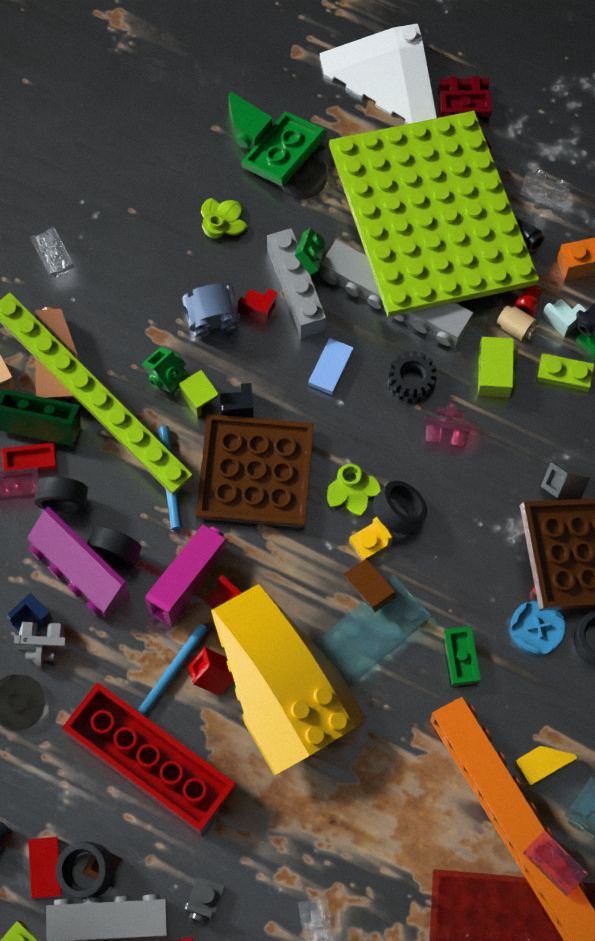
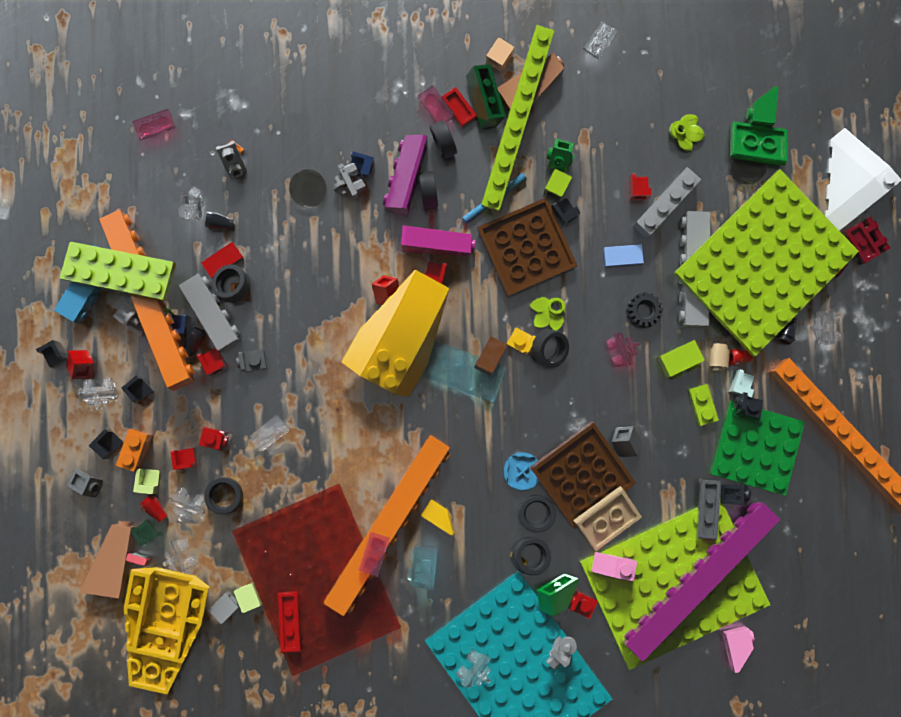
camera: 60 degrees right, 15 degrees up
(149, 758) = (313, 283): red brick -> none
(173, 670) = (374, 267): dark azure bar -> none
(211, 308) = (616, 160): sand blue brick -> none
(311, 250) = (692, 200): green plate -> none
(461, 656) = (478, 434): green plate -> none

